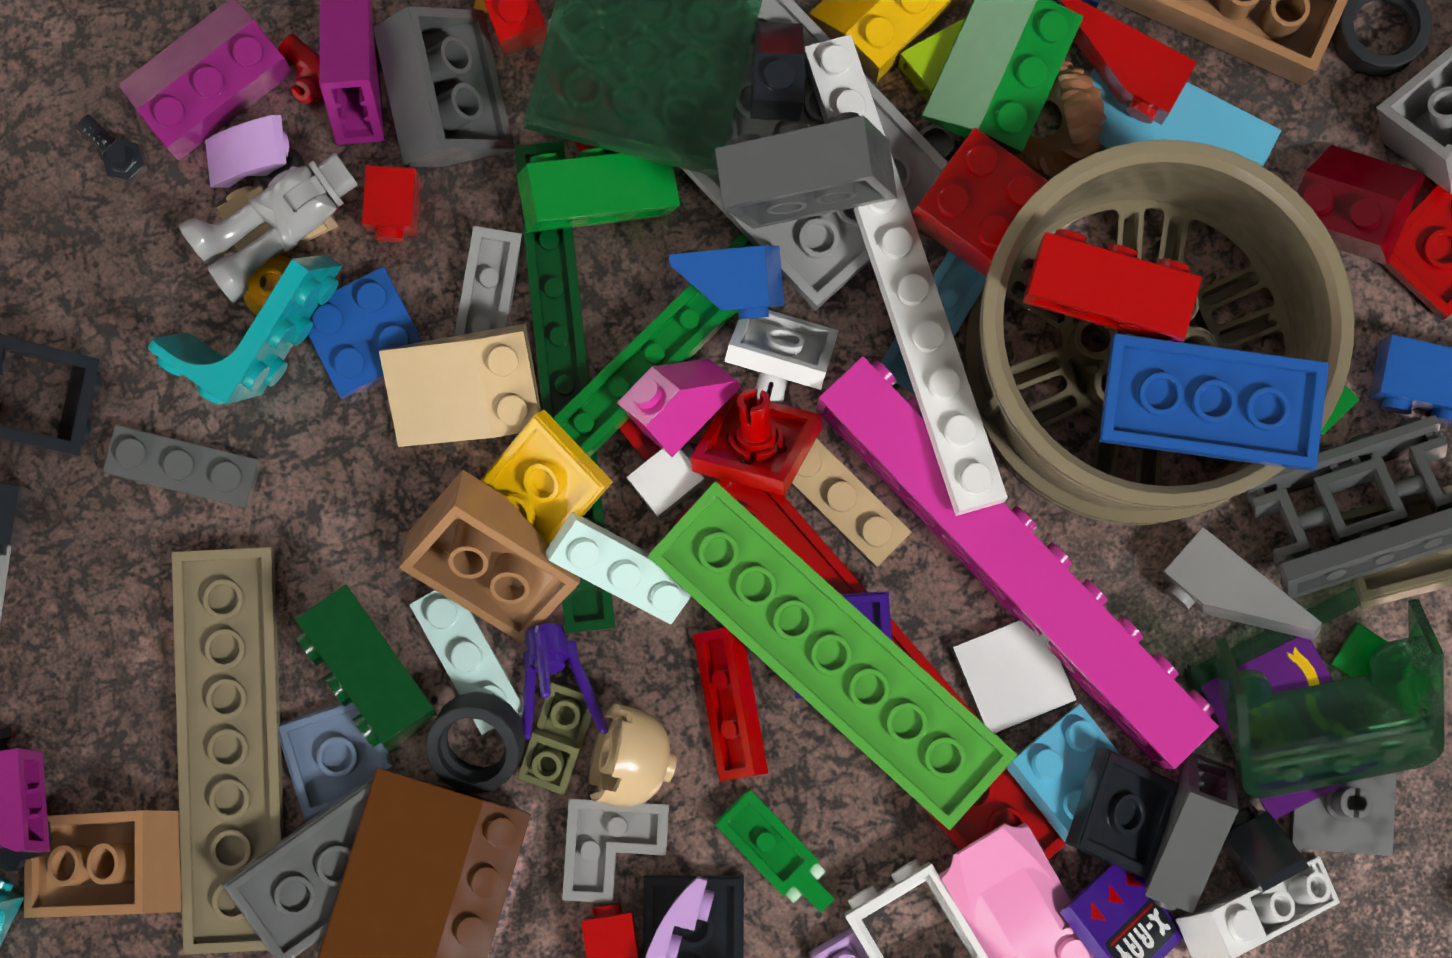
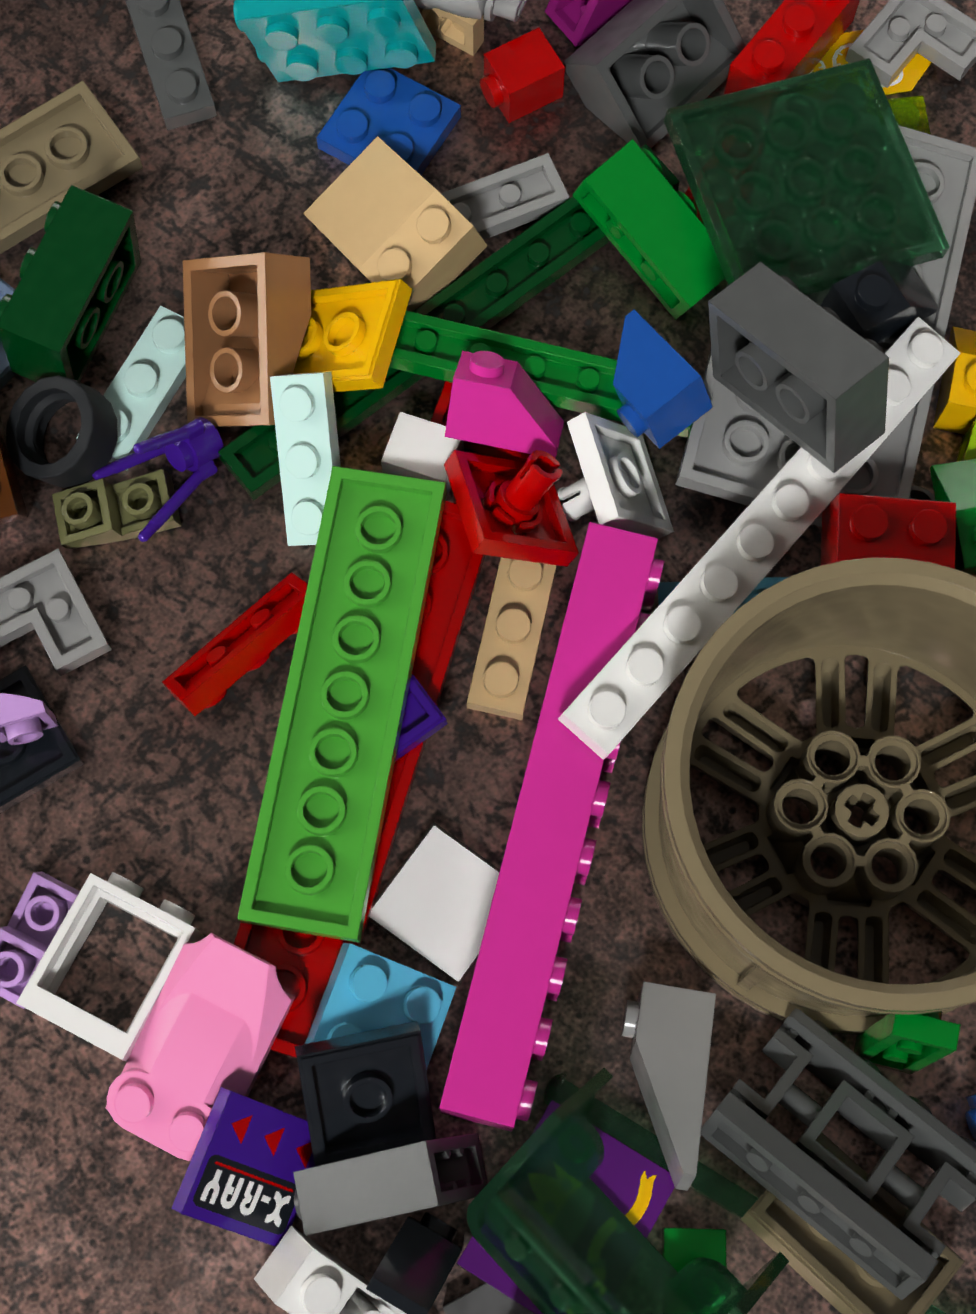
camera: 55 degrees right, 10 degrees down
(630, 758) = (131, 581): tan cylinder -> none
(774, 850) = (122, 775): green hinge -> none
(1112, 287) = (889, 688): red brick -> none
(1214, 402) = (844, 870): blue plate -> none

